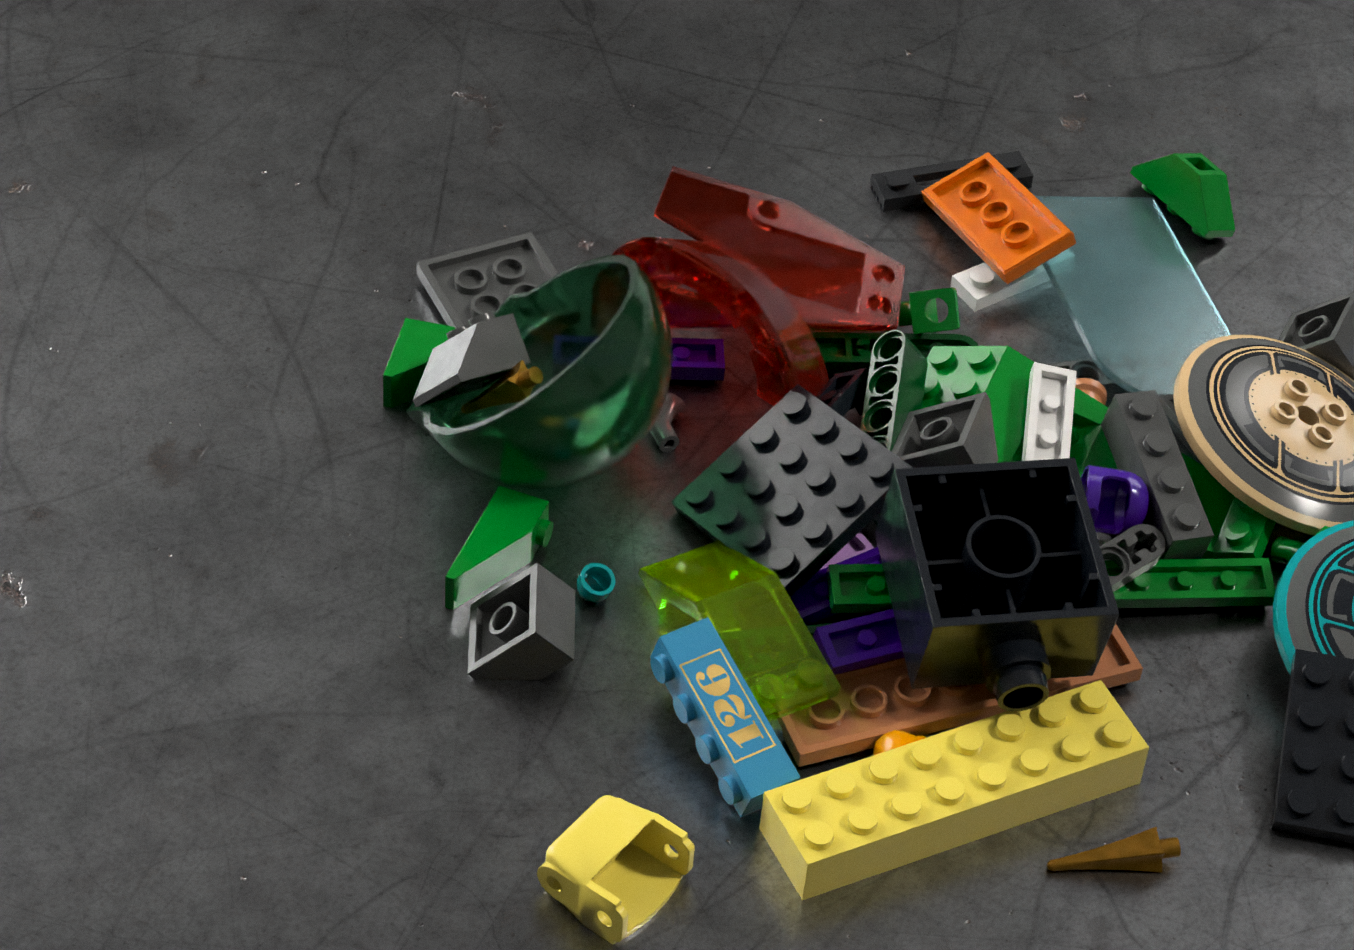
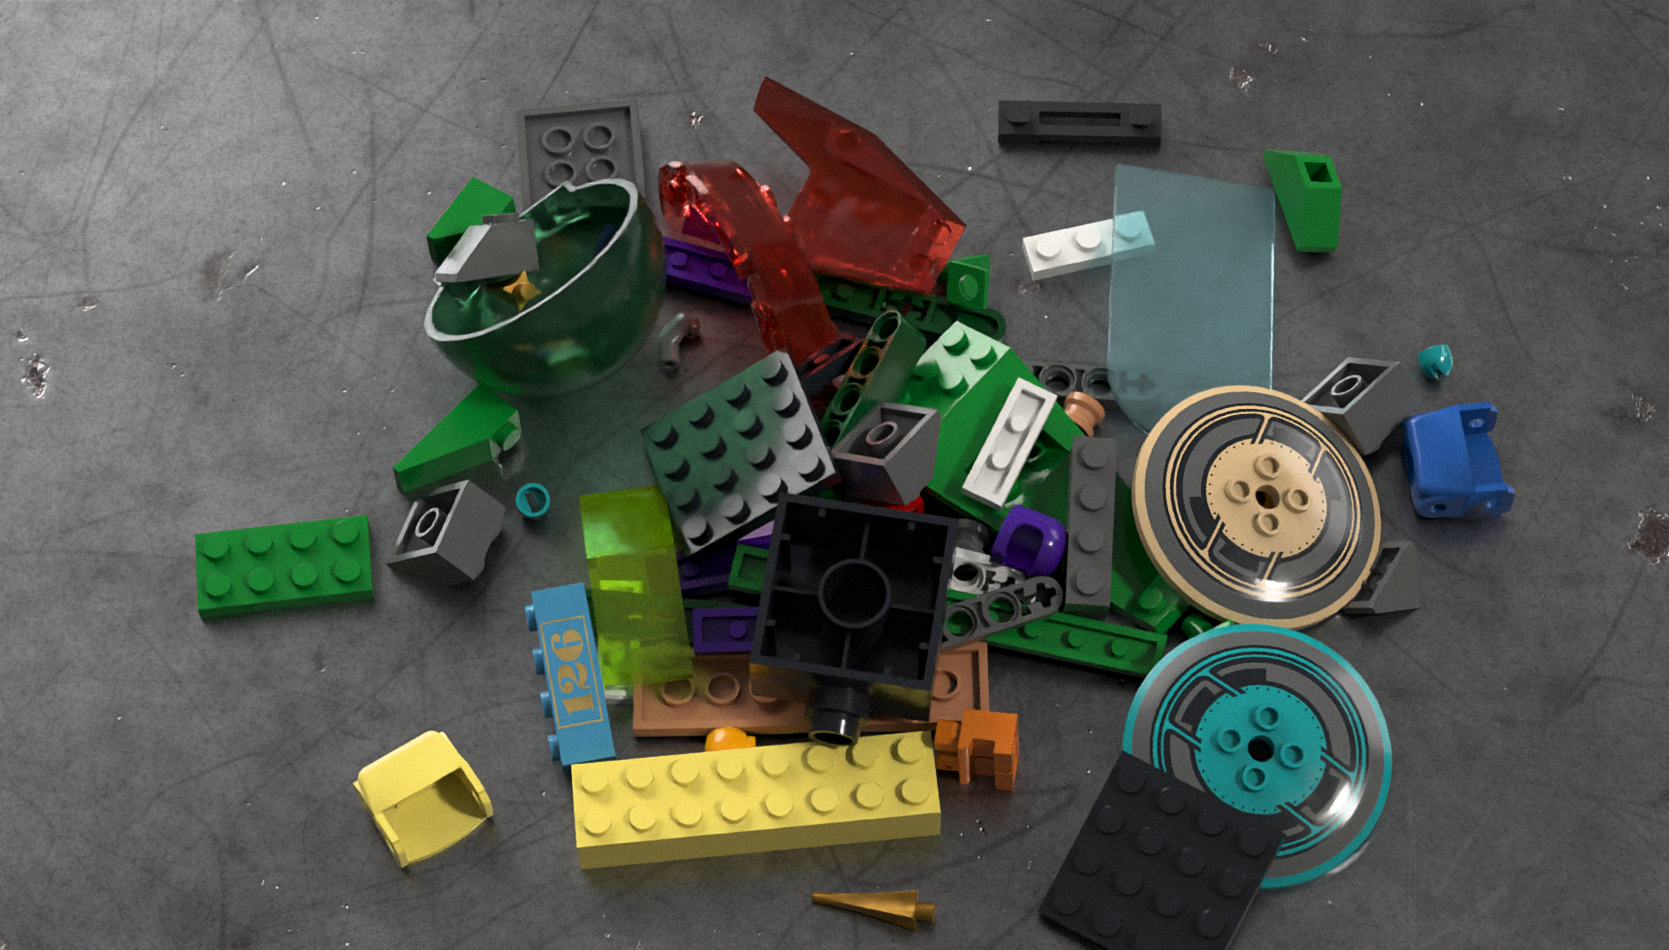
camera: 25 degrees right, 15 degrees up
(360, 698) = (283, 566): none -> green plate
(998, 218) = (1089, 186): orange tile -> none
(1156, 683) = (979, 745): none -> orange hips

